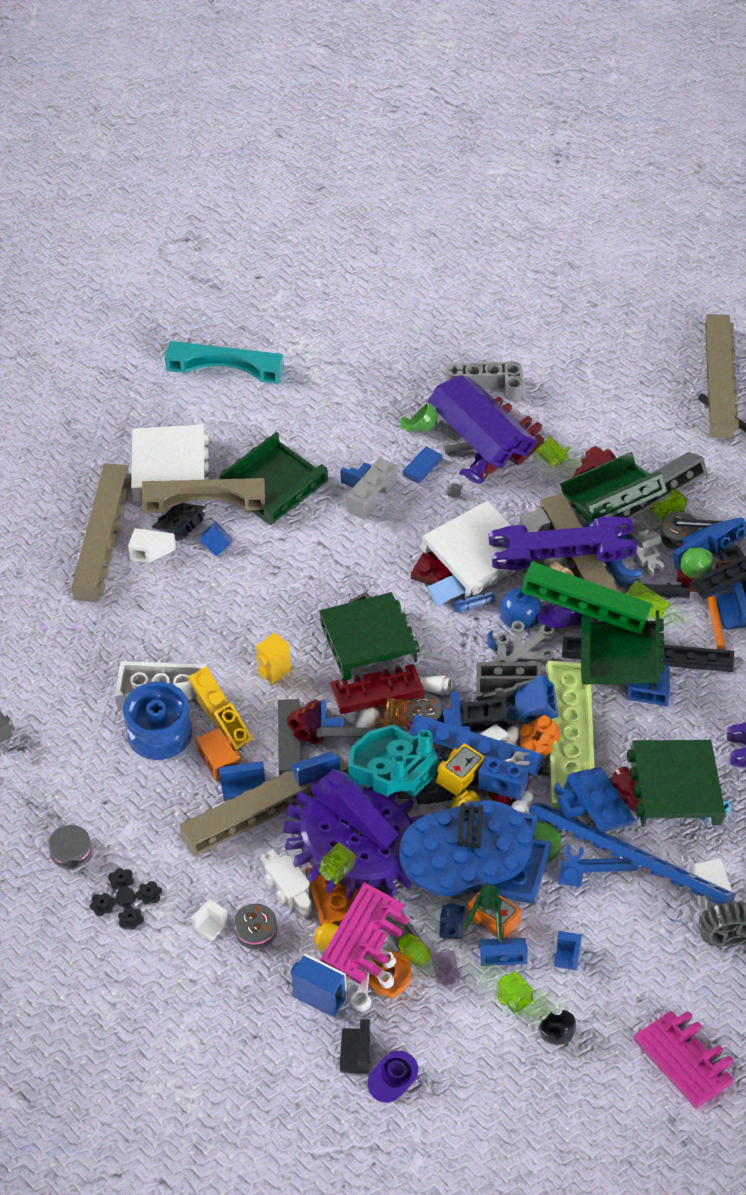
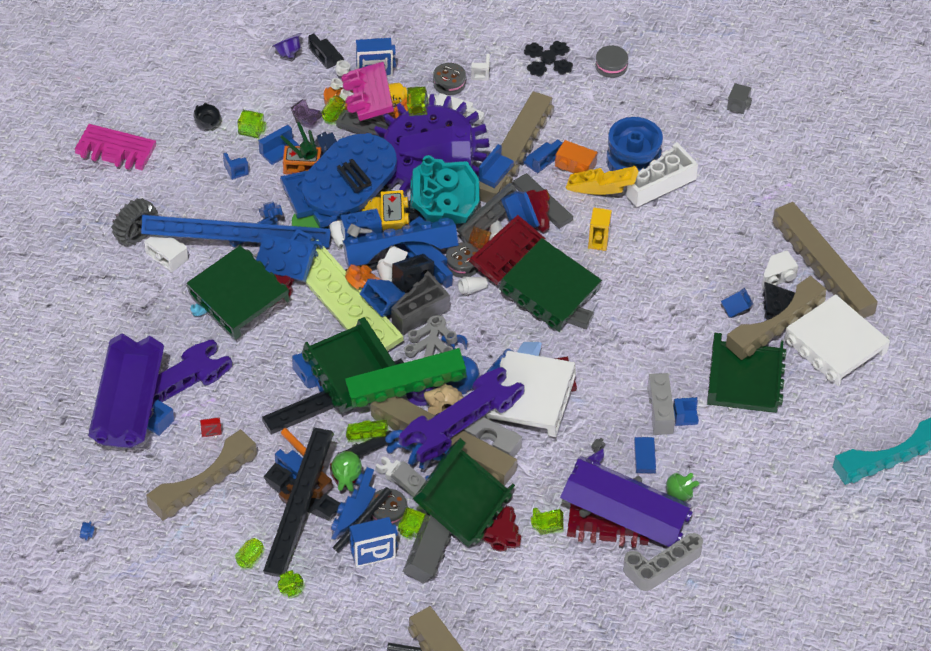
camera: 140 degrees right, 0 degrees up
(717, 497) = (373, 541): none -> piece

